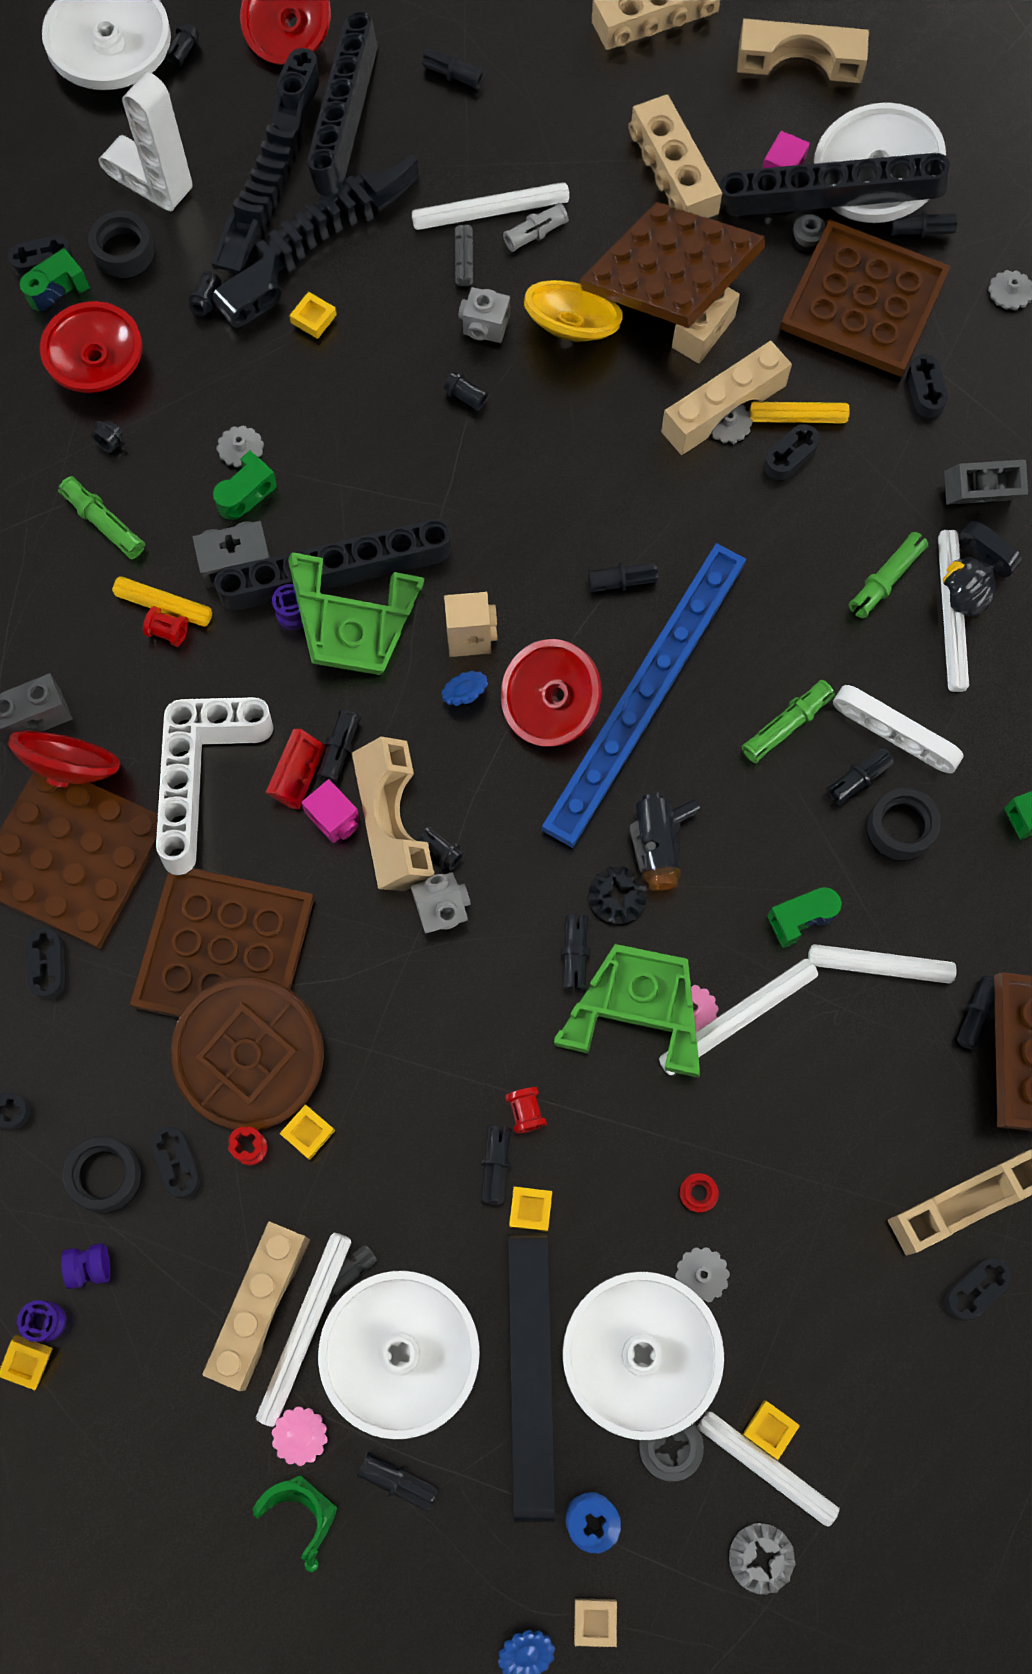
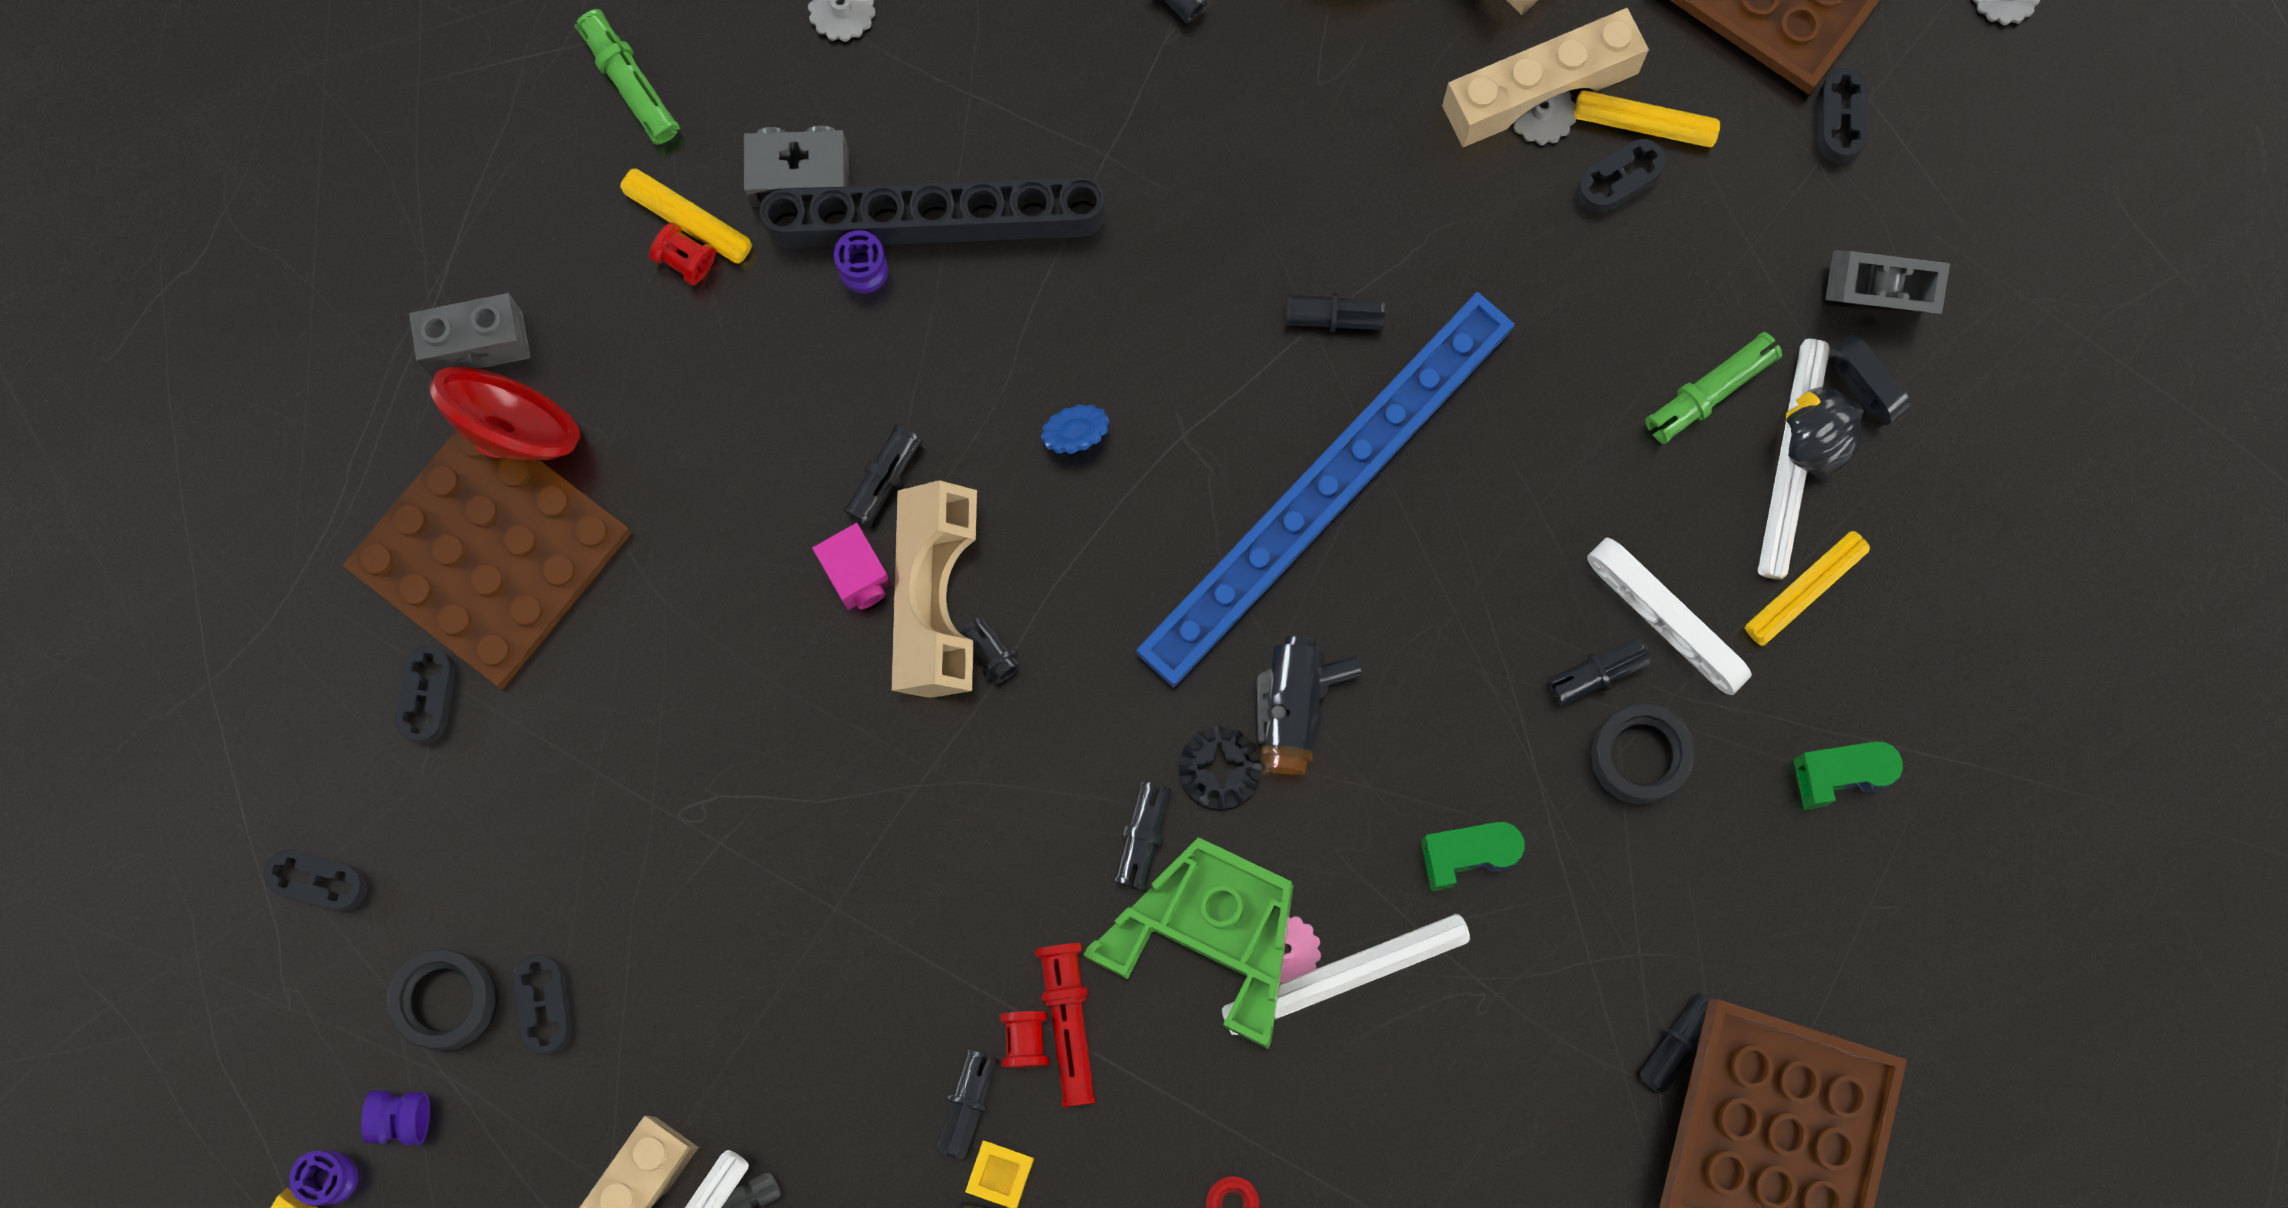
camera: 15 degrees right, 5 degrees up
(187, 768) = (671, 464): white beam -> none
(216, 931) = (665, 730): reddish brown plate -> none
(236, 1148) = (625, 1001): red bush -> none
(245, 488) = (833, 75): green leg -> none
(247, 1053) = (666, 880): reddish brown plate -> none
(296, 769) = (817, 496): red plate -> none
(307, 1132) = (724, 1003): yellow plate -> none
(346, 630) = (932, 314): bright green wing -> none
(440, 902) = (972, 727): light grey brick -> none
(470, 624) = (1100, 341): tan brick -> none
(532, 689) = (1167, 457): red dish -> none
(570, 1136) = (1064, 997): none -> red pin
(798, 712) = (1535, 562): bright green pin -> none
(882, 963) = (1563, 944): white axle -> none
(984, 692) = (1807, 588): none -> yellow axle

